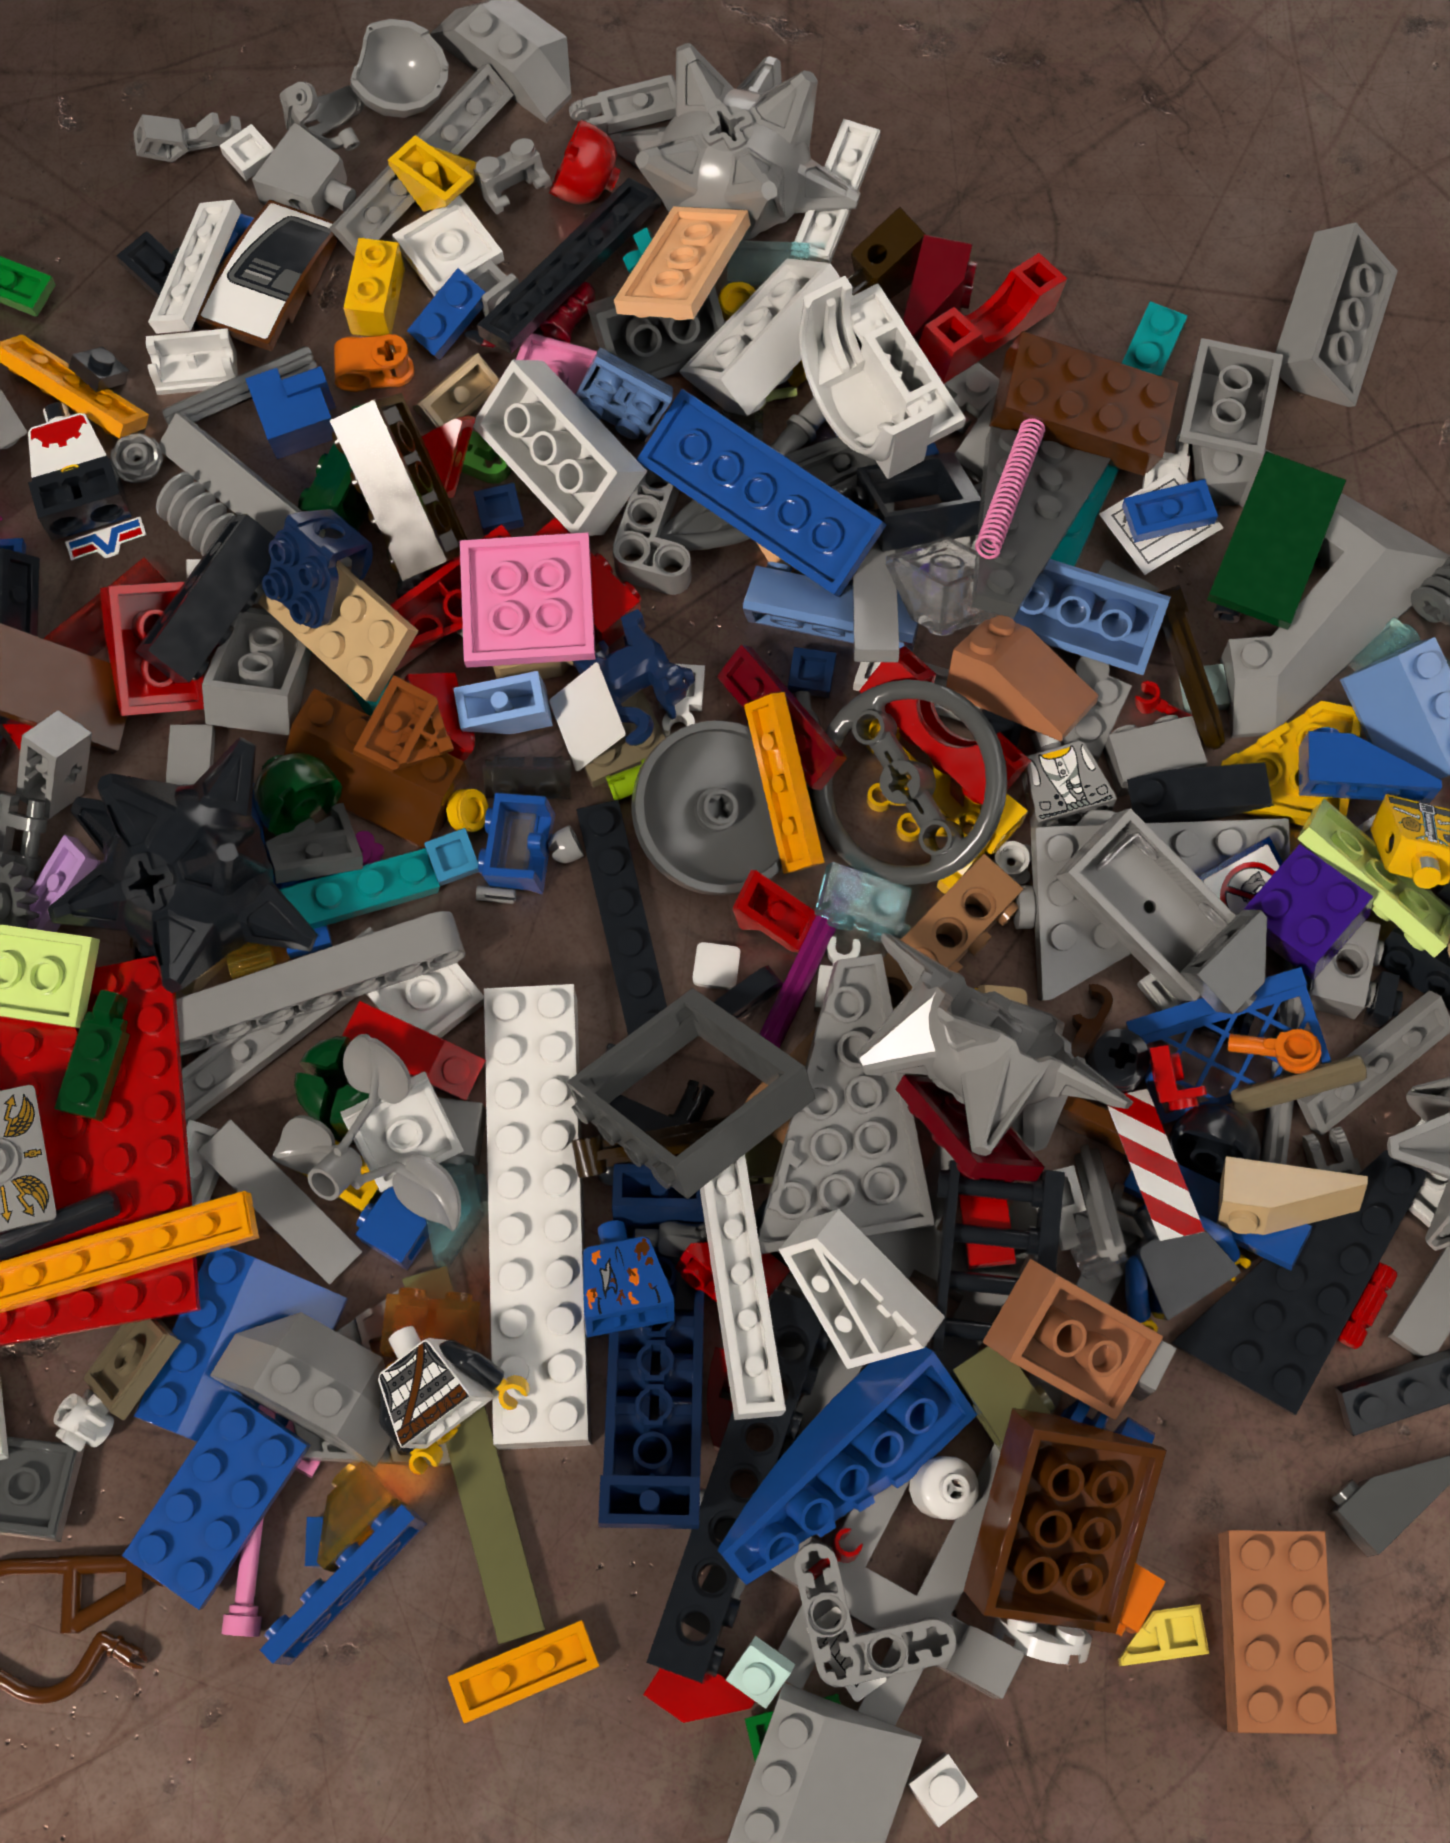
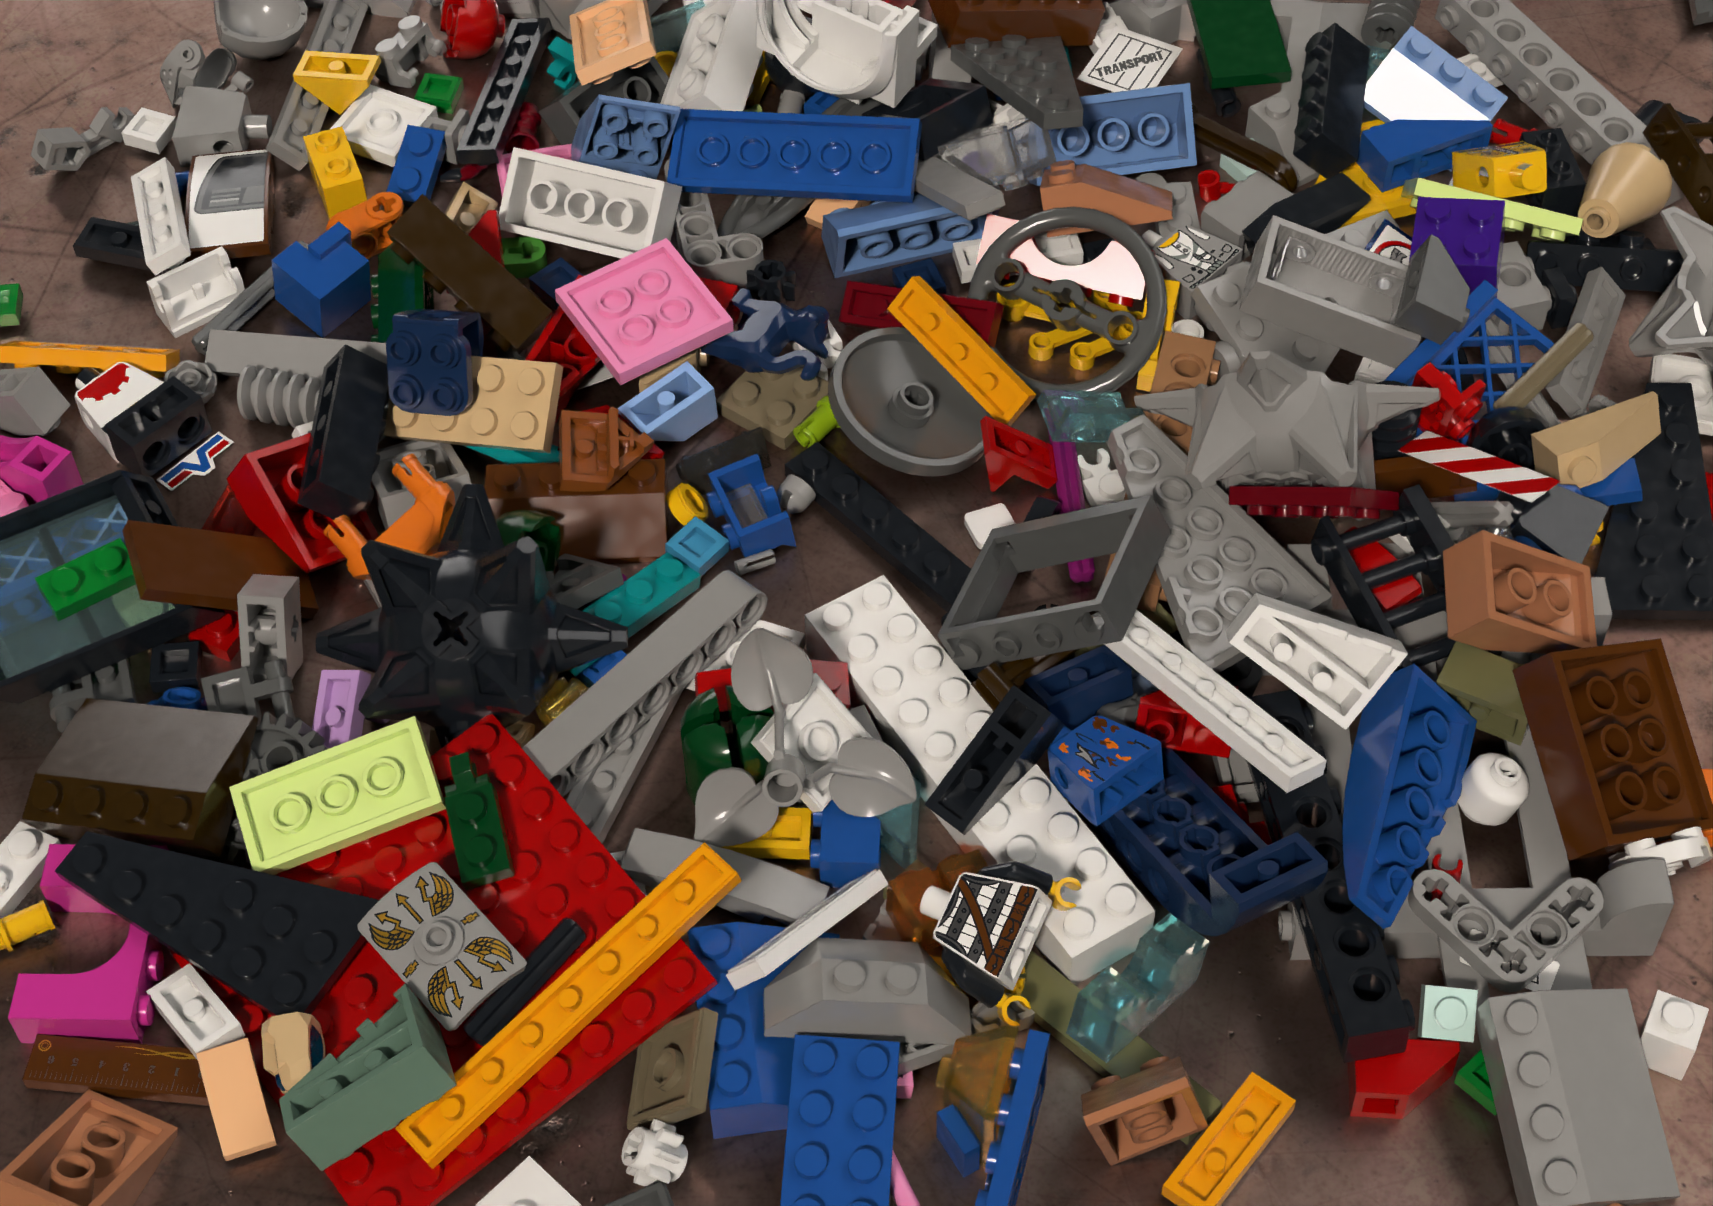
camera: 30 degrees left, 20 degrees down
(99, 369) = (109, 331): black plate -> none
(209, 736) = (416, 530): none -> orange connector
(303, 1296) = (806, 929): none -> white tile
(456, 1612) = (1142, 1109): none -> nougat slope
(521, 230) = (440, 91): none -> green tile
(530, 1501) = (1122, 1005): none -> clear light blue arch
(536, 1234) = (995, 760): none -> black slope
(587, 717) = (752, 382): white sticker -> none
(671, 608) = (771, 282): none -> black gear
(1016, 491) = (1010, 54): bright pink piece -> none
(1169, 510) = (1134, 48): blue plate -> none
(1294, 1050) = (1521, 343): orange plate -> none
(1309, 675) = (1331, 101): none -> black brick

